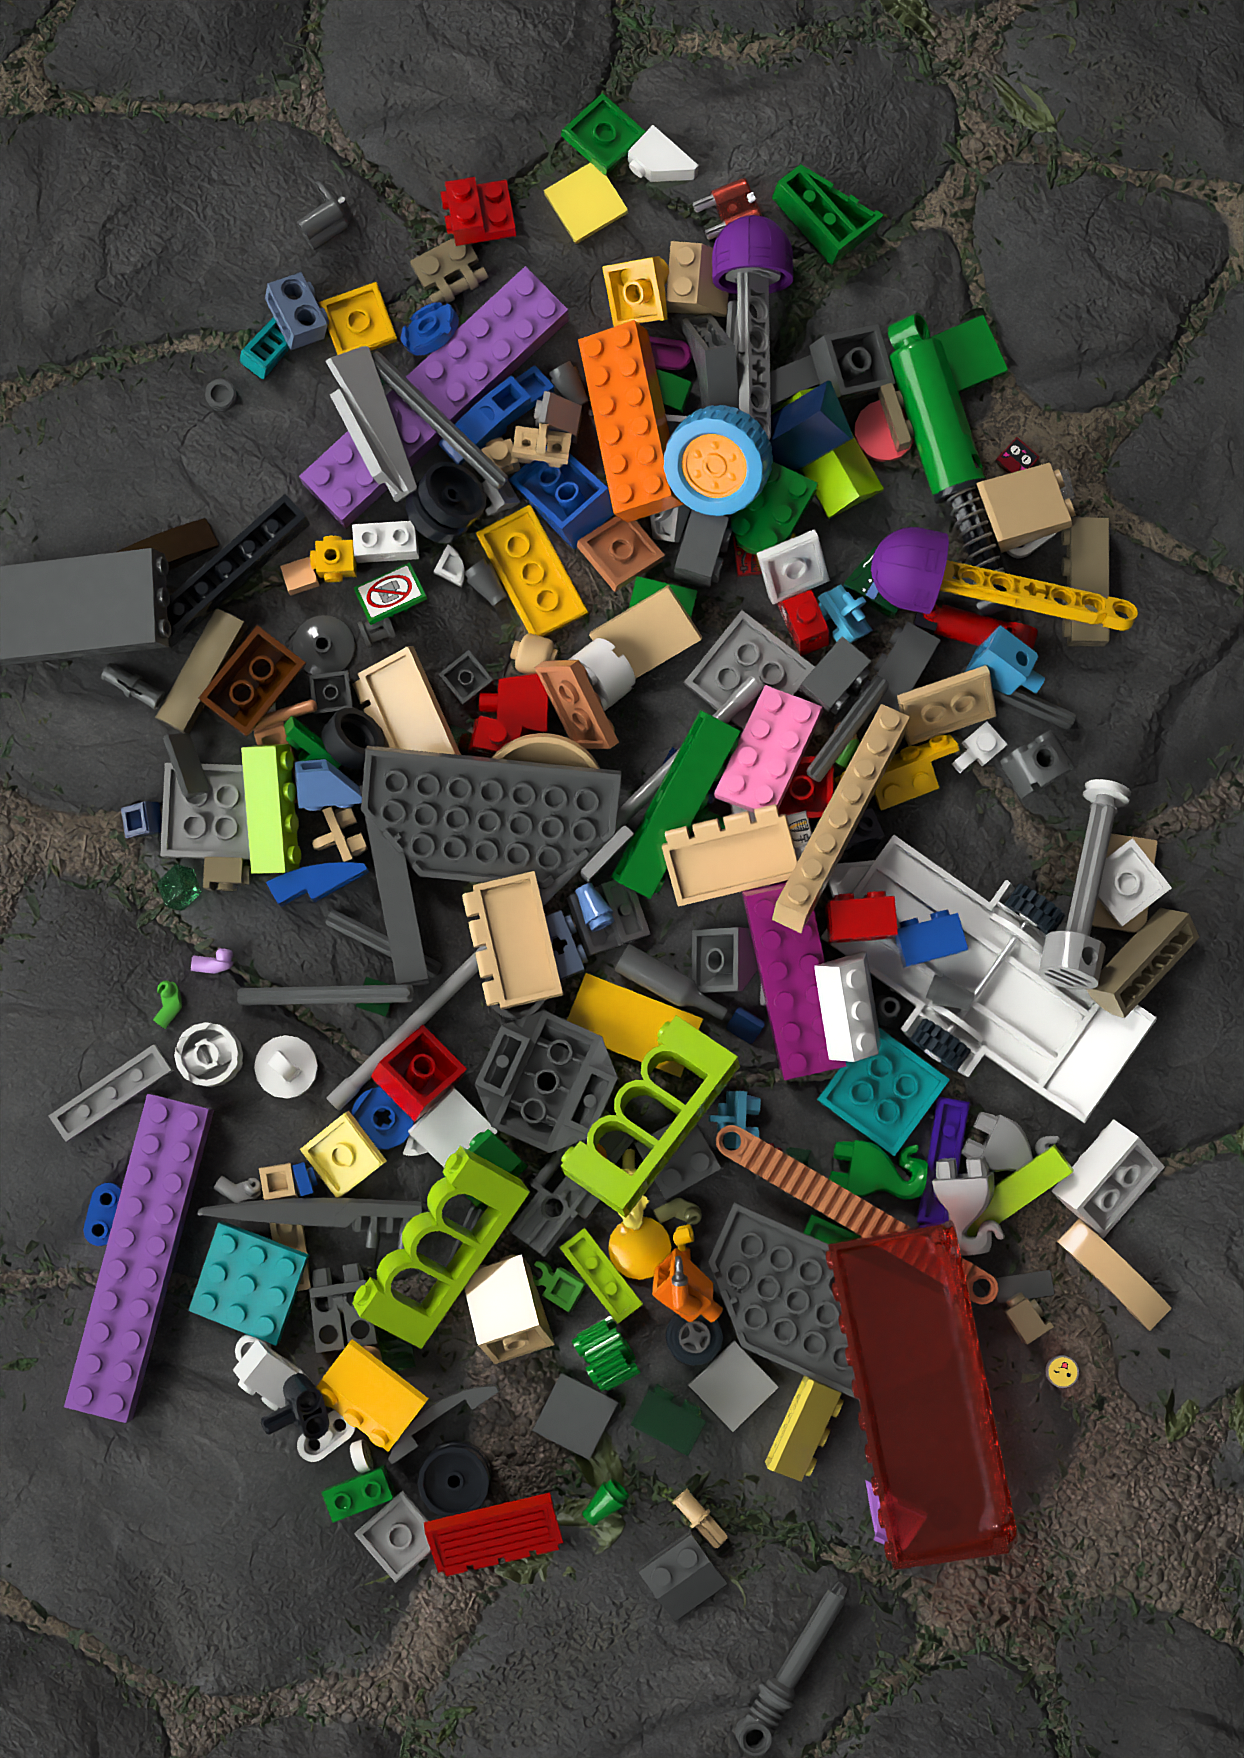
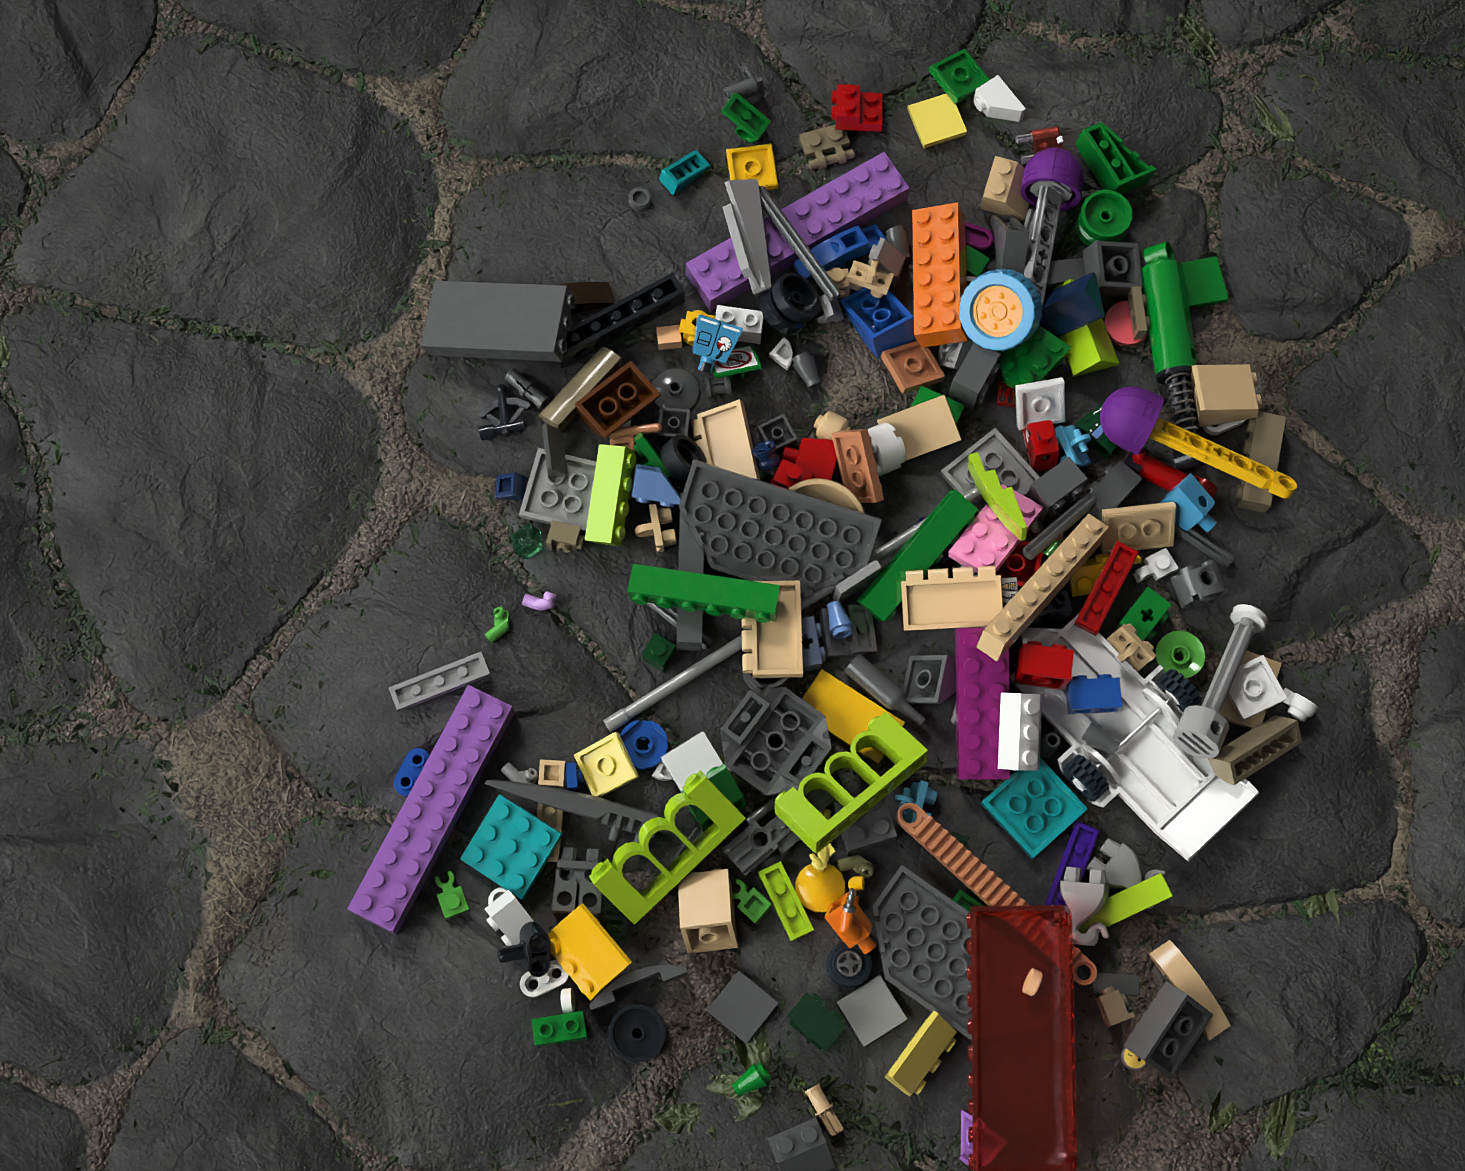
camera: 10 degrees right, 10 degrees down
(117, 741) = (505, 425): none -> black piece
(191, 1362) = (452, 899): none -> bright green plate
(208, 1054) = (521, 667): white brick -> none
(286, 1067) = (577, 691): white tile -> none
(290, 312) = (709, 150): sand blue brick -> none
(315, 880) = (626, 555): blue slope -> none
(325, 995) = (621, 640): dark grey axle -> none
(338, 258) = (747, 118): none -> green plate
(359, 576) = (714, 341): none -> dark azure torso
(396, 1536) = (583, 1071): light grey tile -> none
(417, 916) = (704, 593): none -> green brick
(418, 1072) = (678, 713): red brick -> none
(430, 328) = (804, 182): blue tile -> none
(457, 712) = (766, 455): none -> dark blue wheel
(494, 1533) = (659, 1083): red hinge -> none
(531, 572) = (842, 370): yellow tile -> none
(607, 1353) = (777, 961): green brick -> none
(637, 290) = (963, 184): yellow slope -> none
(745, 1025) = (936, 734): dark blue slope -> none
(766, 714) = (999, 500): none -> lime slope
(815, 287) = (1104, 217): none -> green wheel
(873, 1170) = (1016, 868): green hips -> none
(921, 795) = (1106, 588): none -> red tile
(921, 1319) = (1032, 982): none -> light nougat tile
(962, 832) = (1151, 605): none -> green brick
(977, 869) = (1137, 653): none -> tan hips
(1017, 457) = (1223, 357): tile -> none
(1040, 846) = (1184, 644): none -> bright green dish
(1096, 1335) = (1168, 1030): none -> dark grey slope
(1108, 1178) = (1198, 911): white slope -> none
(1188, 892) = (1299, 706): none -> white piece

